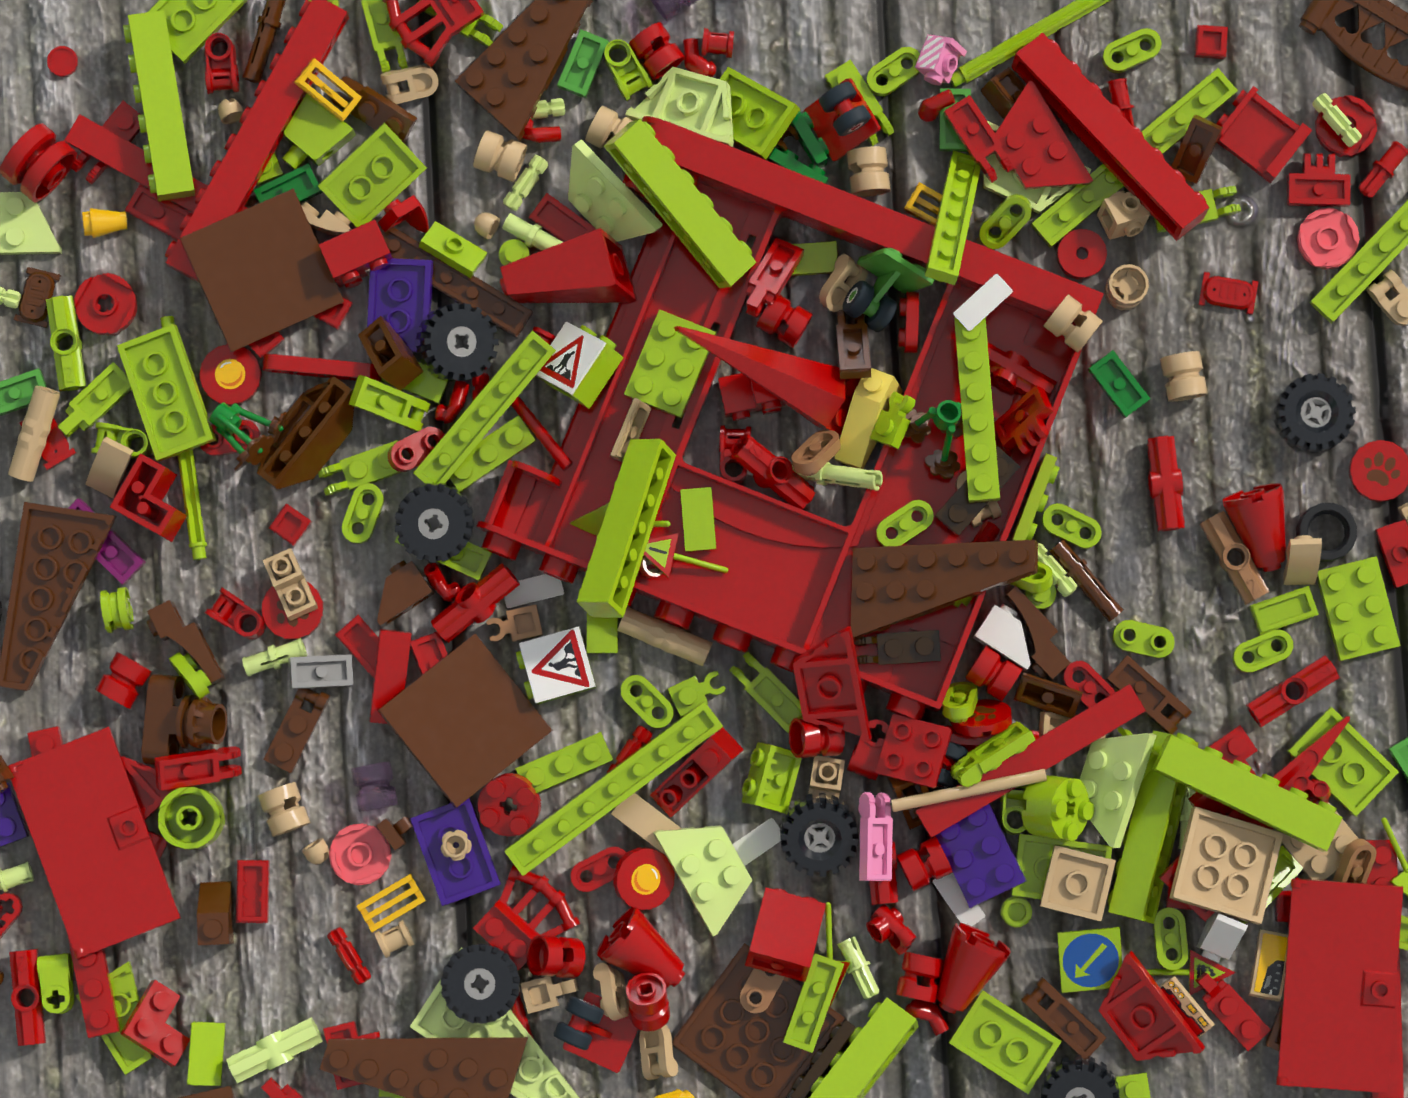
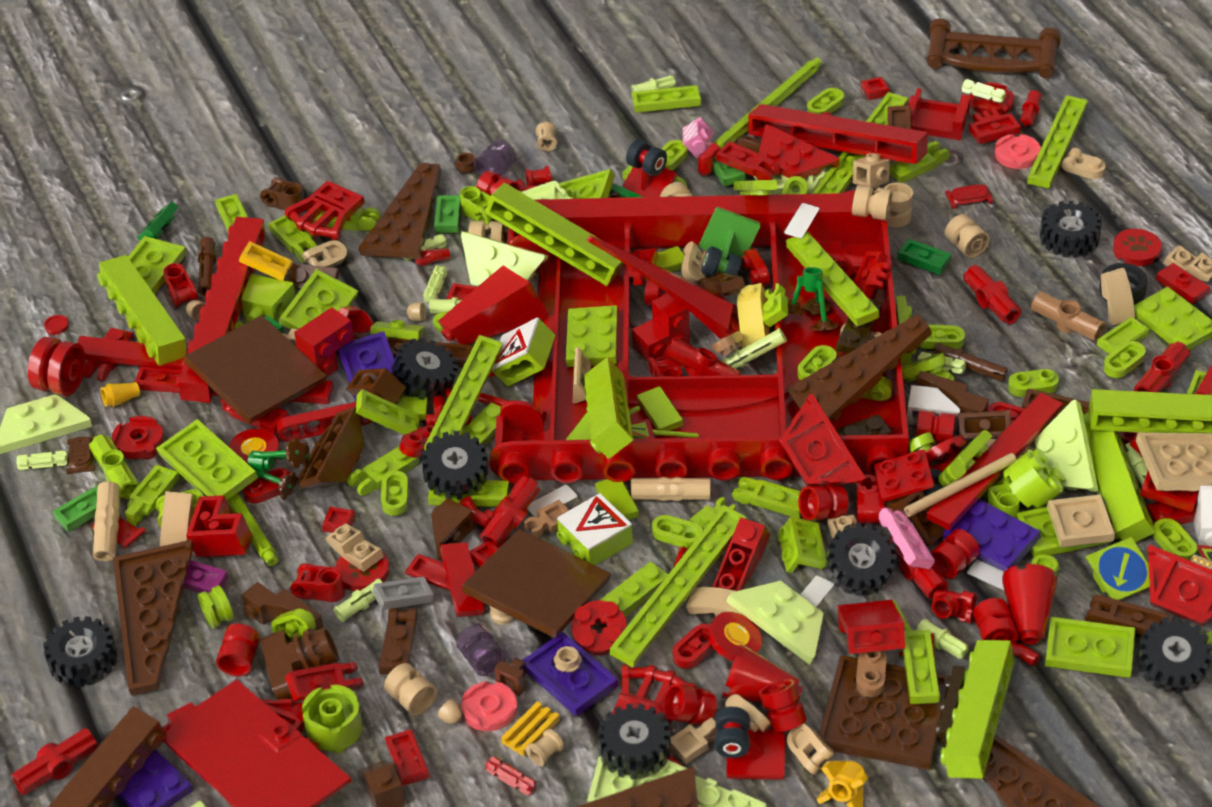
camera: 20 degrees left, 40 degrees down
(500, 156) = (409, 270): tan wheel -> none
(1260, 523) = (1071, 282): red cone -> none

